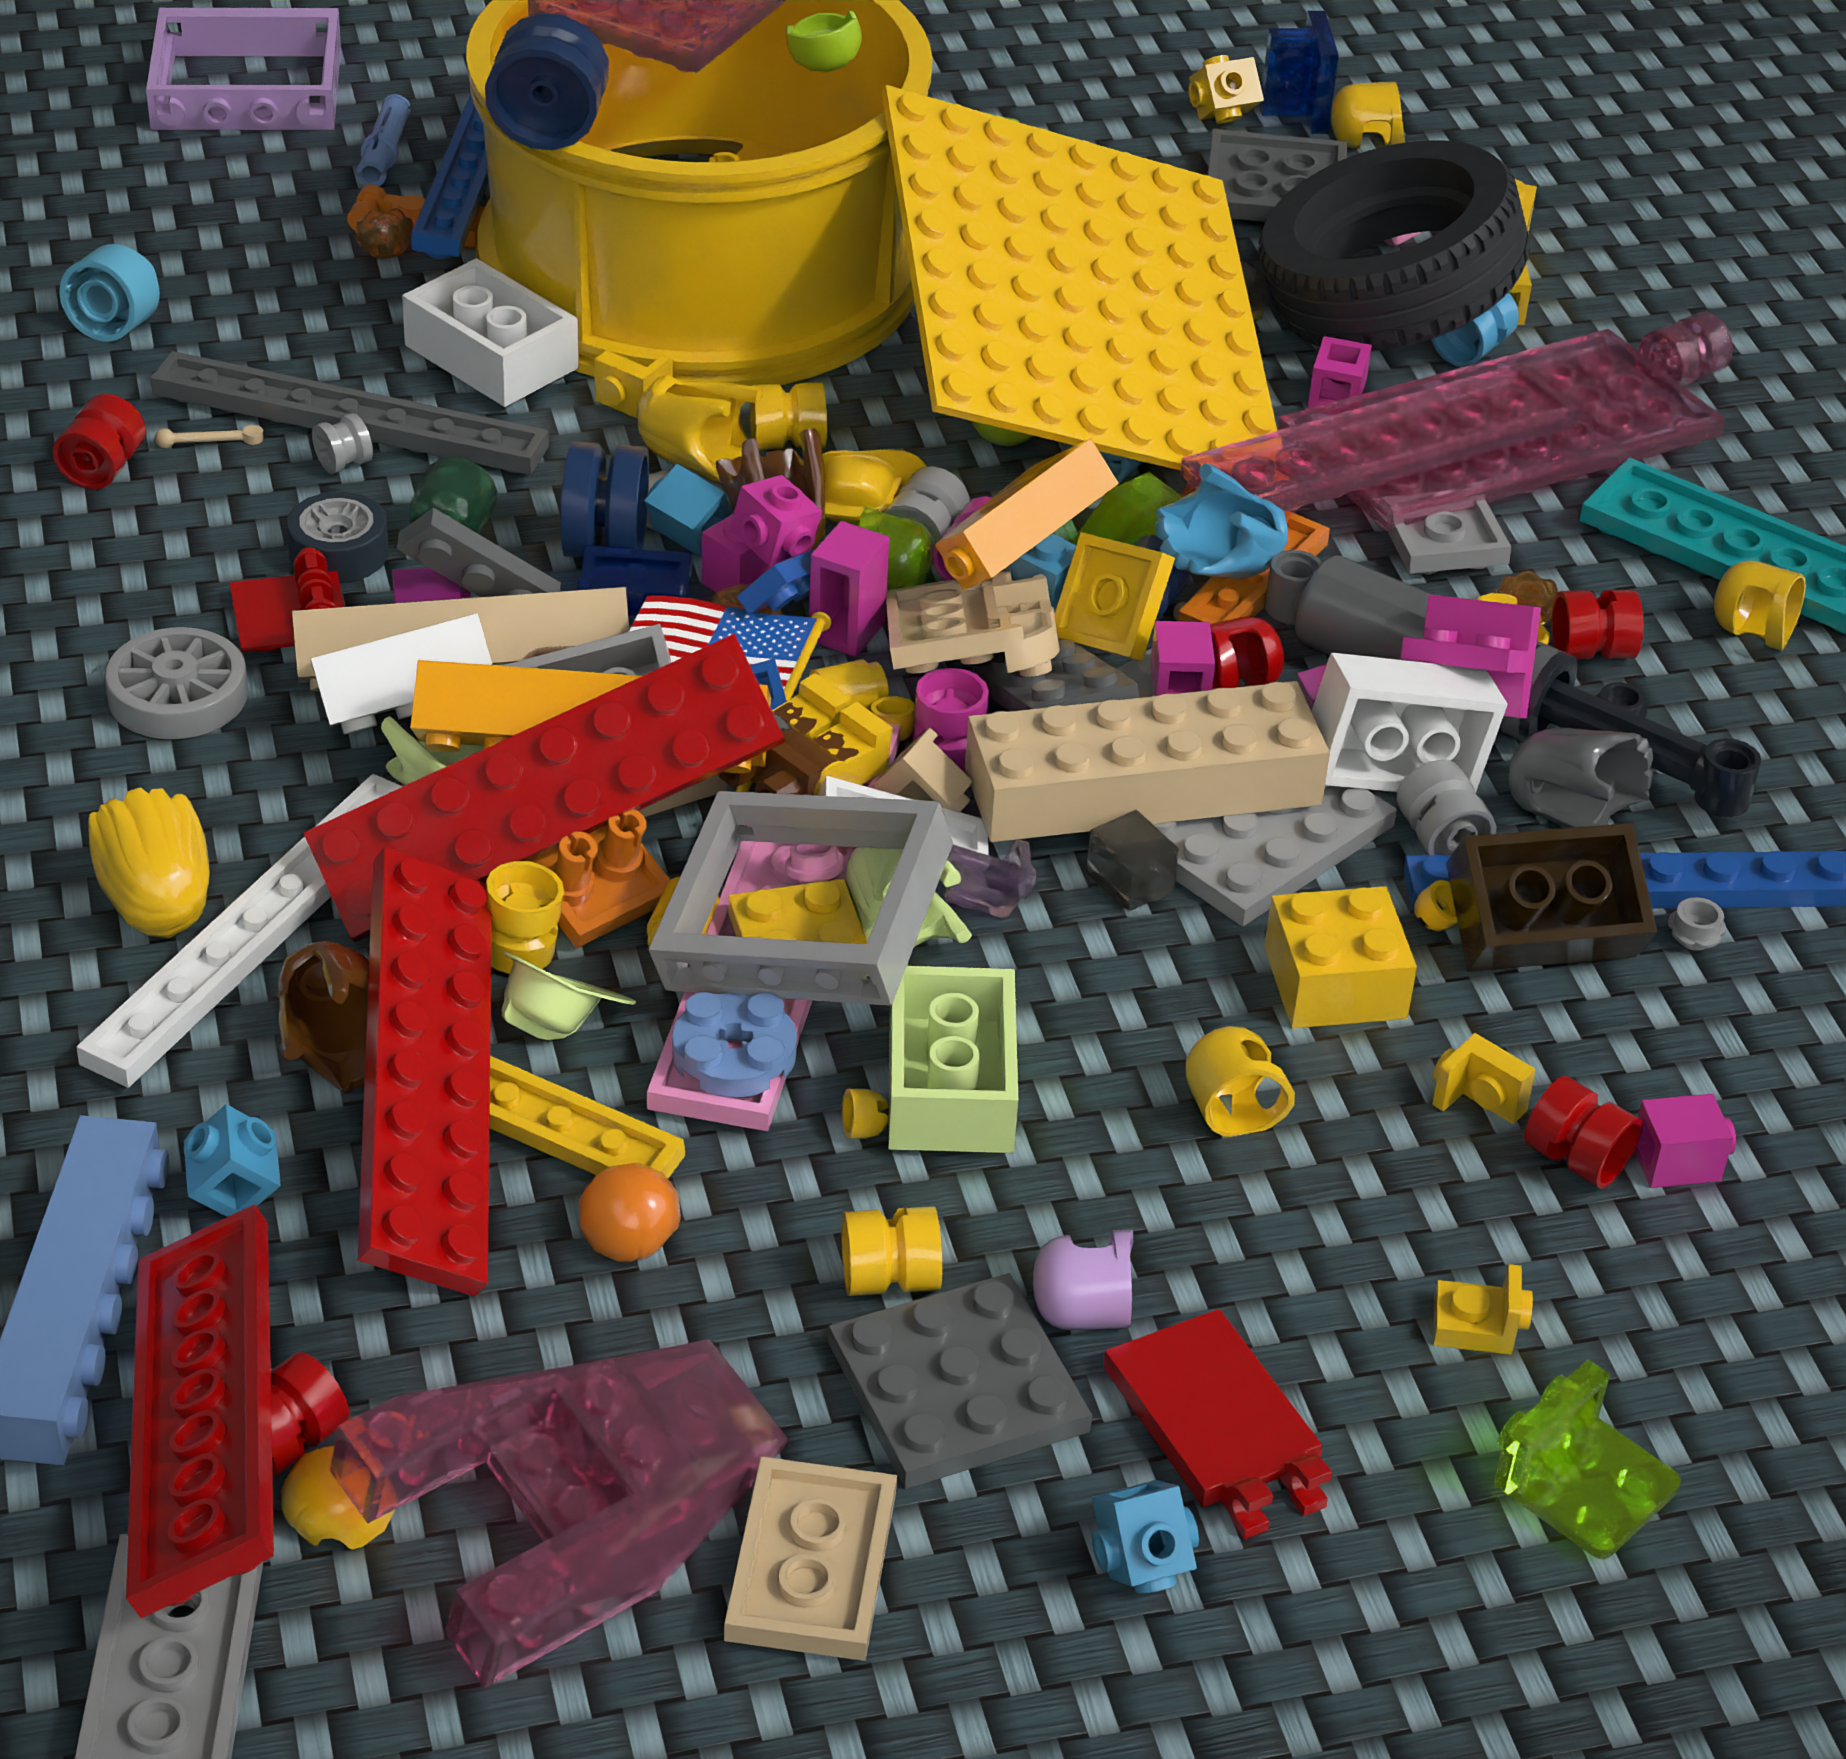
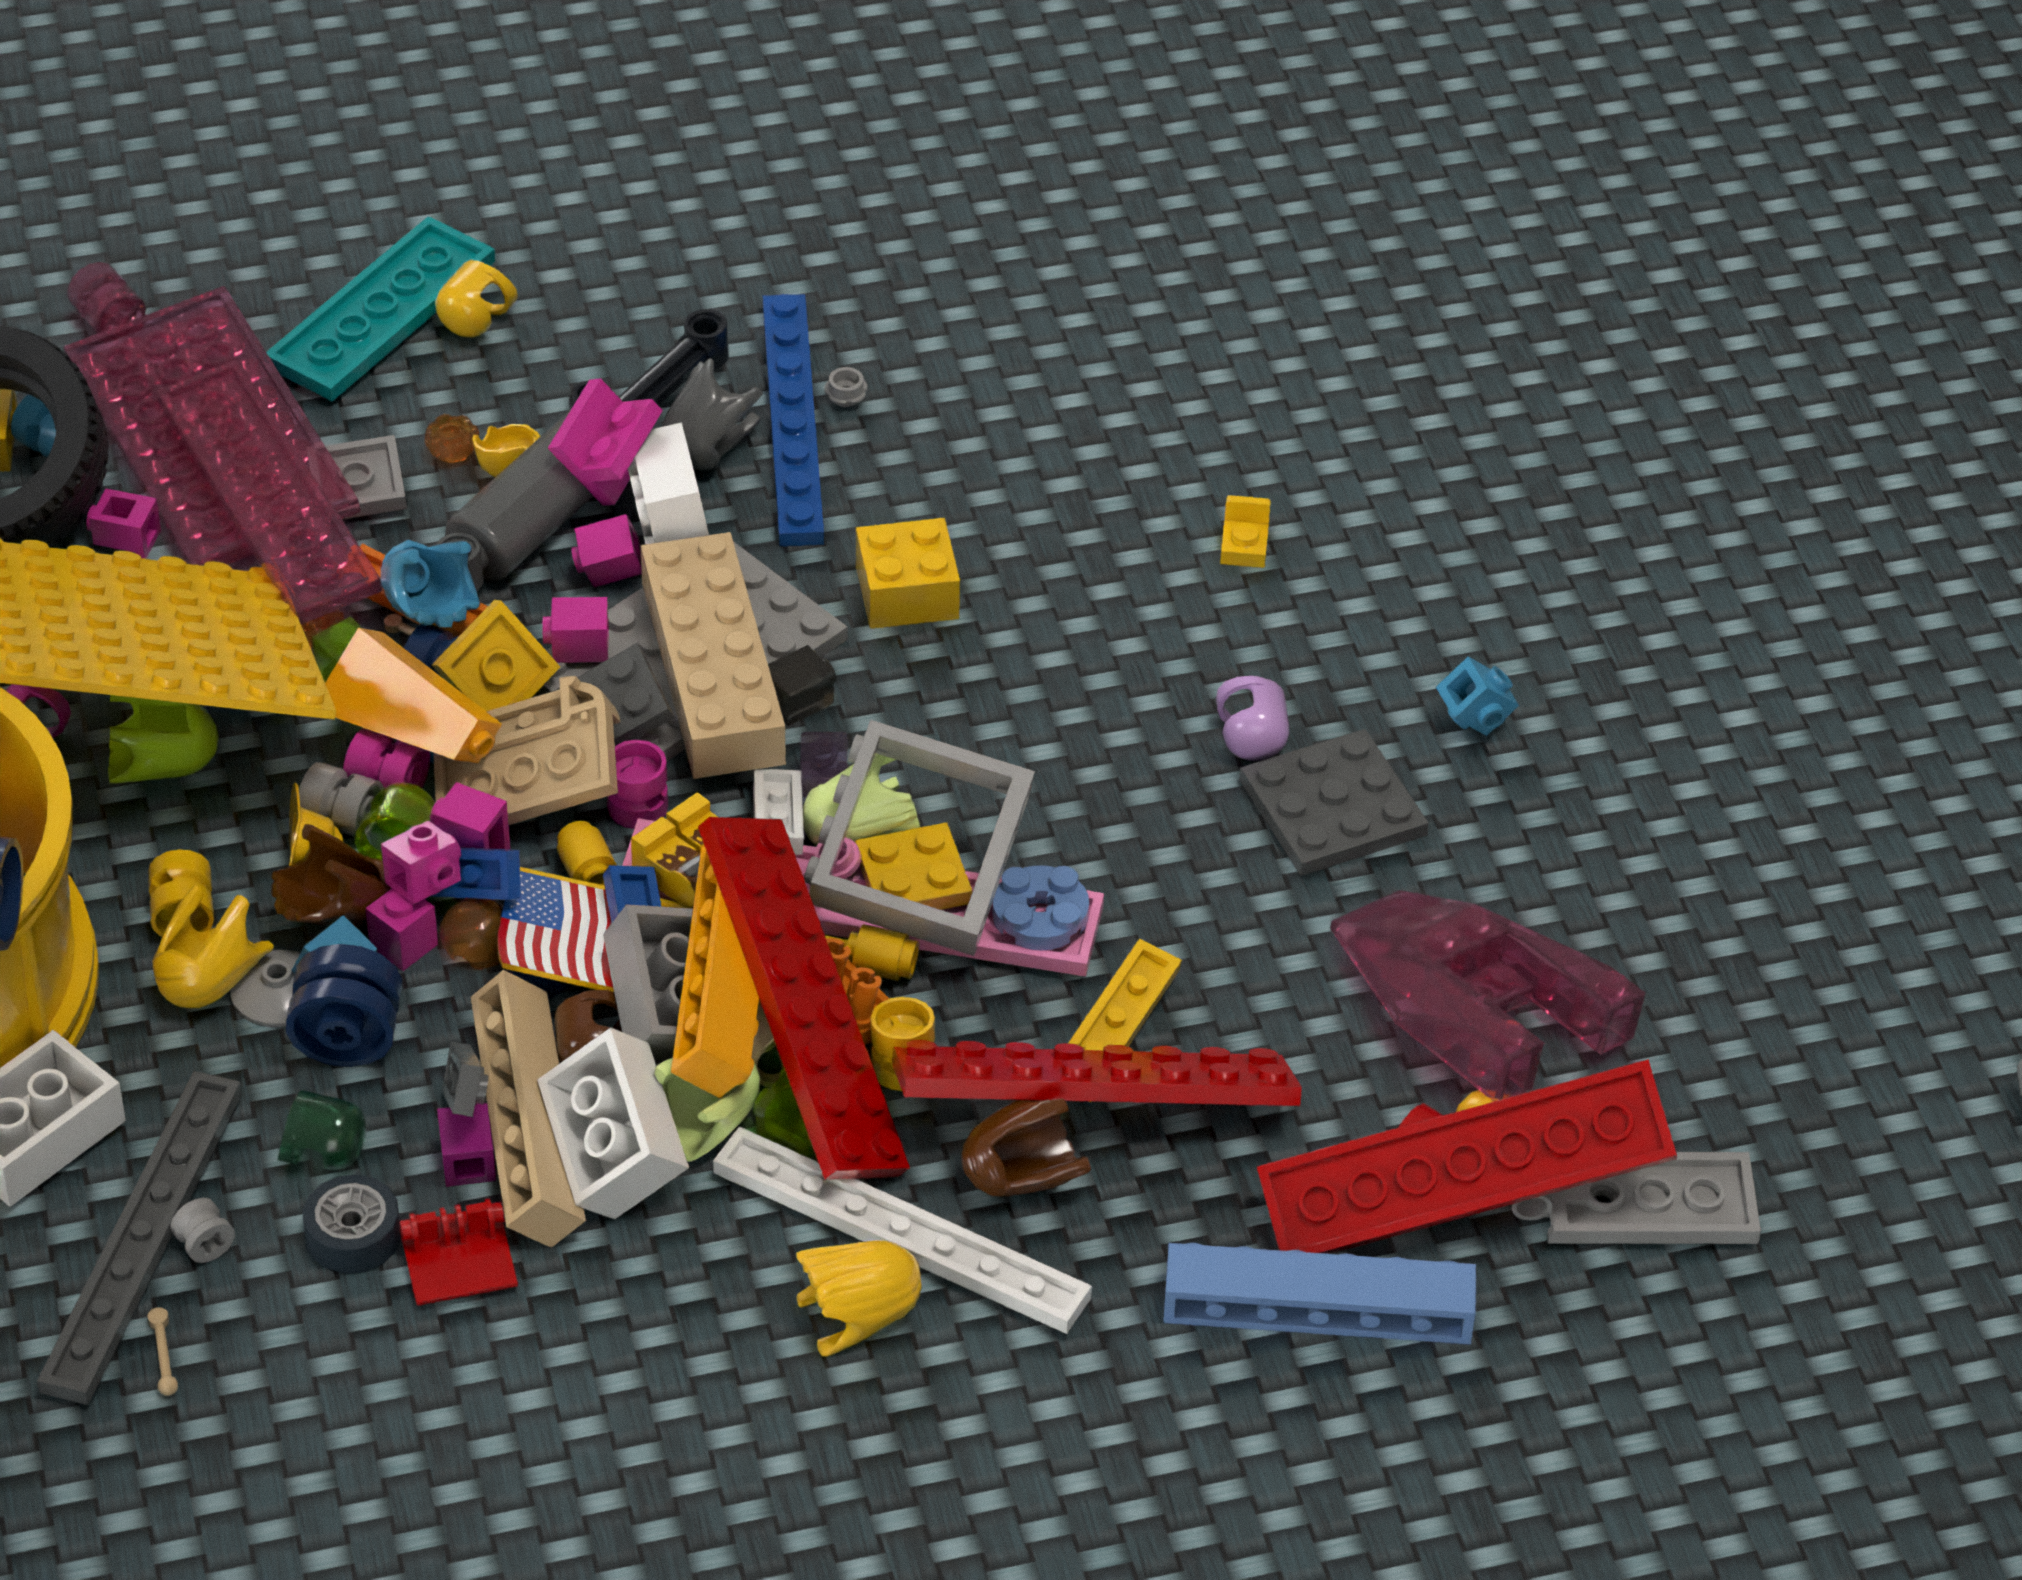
camera: 90 degrees left, 5 degrees up
(99, 441) = (194, 1416): red wheel -> none
(176, 683) = (571, 1311): light grey wheel -> none
(231, 1161) = (1207, 1205): dark azure brick -> none
(549, 1003) = (984, 1014): yellowish green piece -> none
(623, 382) = (114, 1016): yellow bracket -> none
(629, 1212) = (1211, 968): orange hair -> none
(638, 570) = (435, 1000): clear blue bracket -> none
(811, 1559) = (1509, 869): tan plate -> none
(862, 1113) = (1093, 852): yellow hinge -> none
(891, 1250) = (1237, 823): yellow wheel -> none
(896, 711) = (620, 821): yellow hinge -> none
(926, 775) = (725, 789): tan brick -> none
(953, 1060) = (1070, 788): yellowish green brick -> none
(1220, 1418) = (1355, 668): red tile -> none
(1235, 1064) = (1045, 638): yellow helmet -> none
(1246, 650) = (533, 599): red helmet -> none
(1428, 909) = (839, 520): yellow hinge -> none
(1443, 806) = (725, 506): light grey wheel -> none
(1486, 1076) = (1026, 509): yellow bracket -> none
(1550, 897) = (856, 445): dark brown brick -> none
(1576, 1128) = (1082, 461): red wheel -> none
(1579, 1468) = (1379, 495): clear neon green bracket -> none
(1598, 624) = (499, 392): red wheel -> none
(1684, 1140) = (1080, 417): dark pink brick -> none

